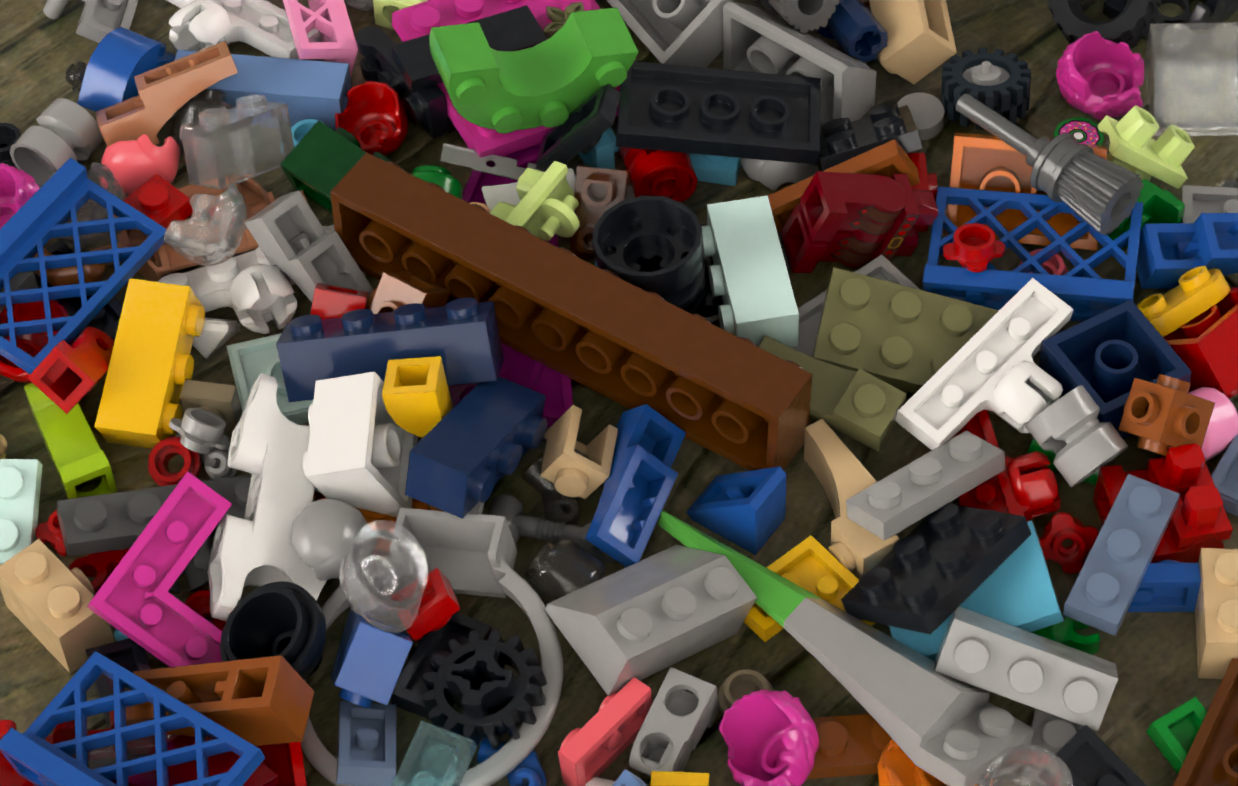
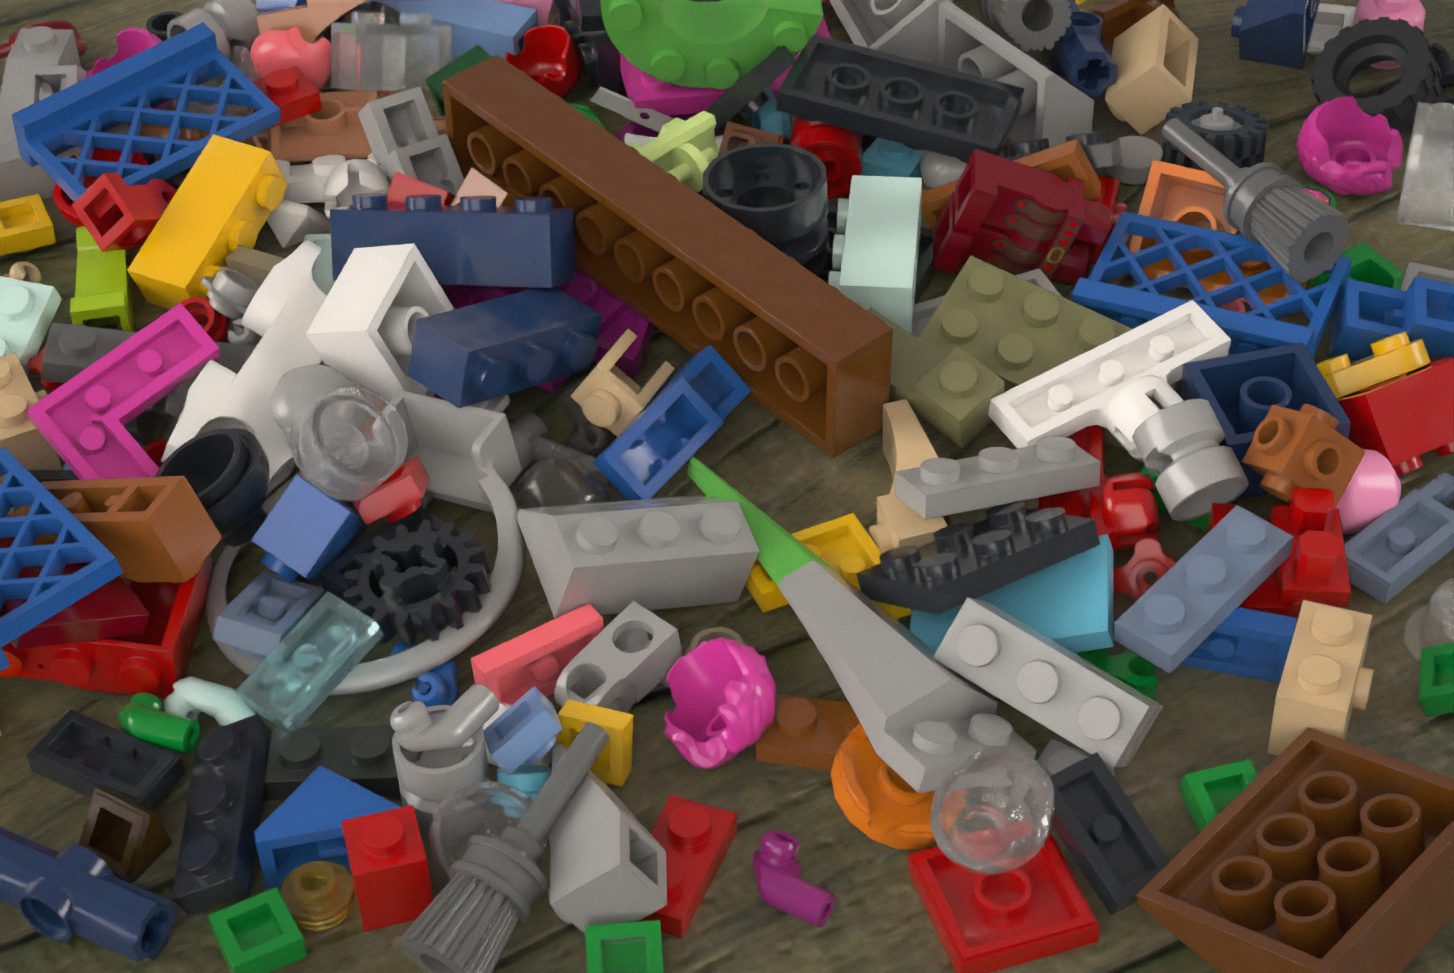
camera: 15 degrees right, 10 degrees down
(213, 229) = (324, 115): clear hair -> none
(416, 393) = (457, 276): yellow brick -> none
(743, 506) = (794, 477): blue slope -> none
(974, 247) = (1140, 267): red plate -> none
(1138, 152) = (1393, 233): yellowish green hips -> none

